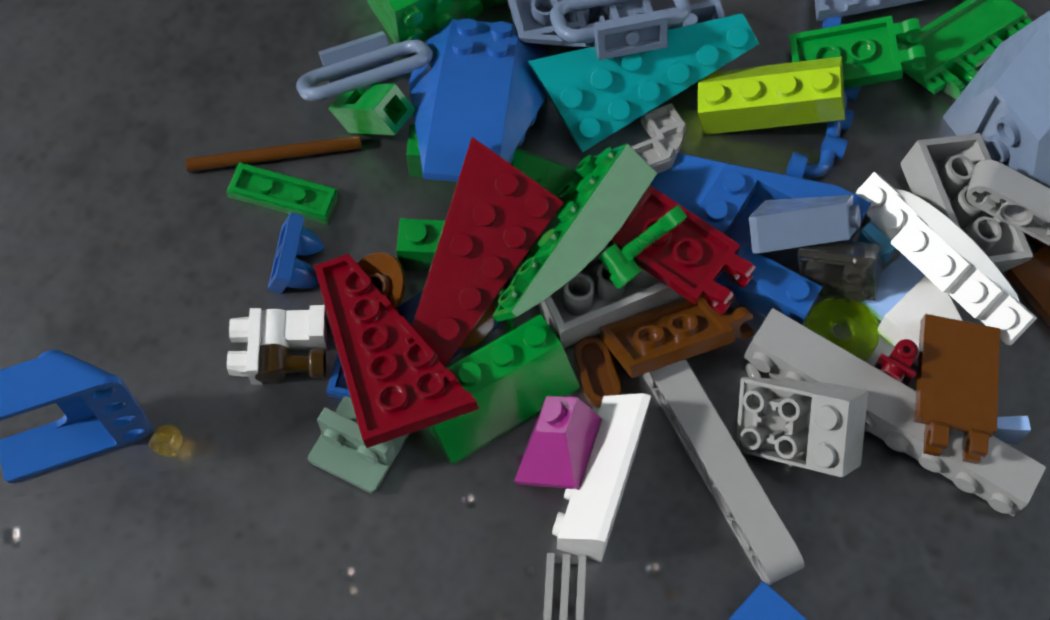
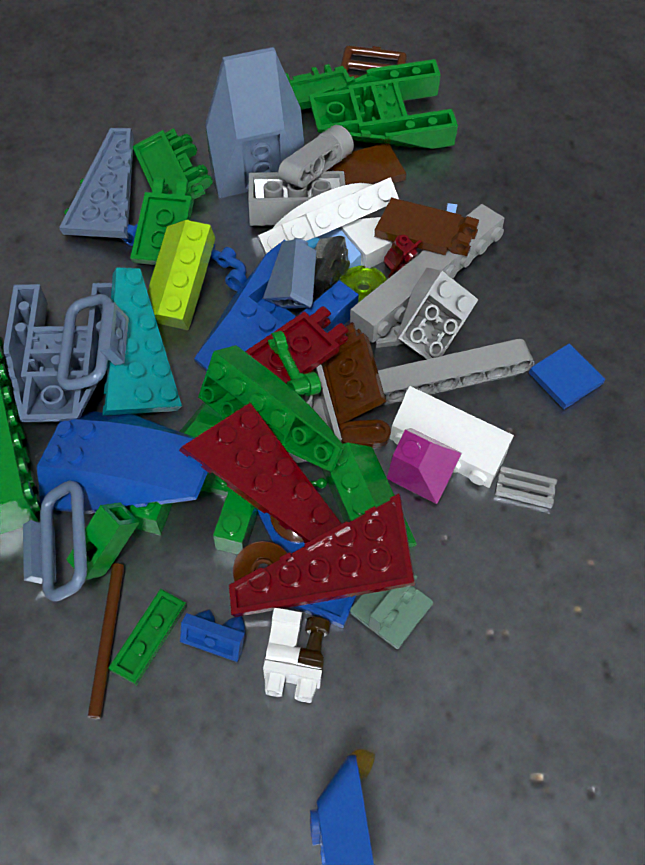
camera: 80 degrees left, 5 degrees down
(667, 136) = (184, 348): light grey tile -> none

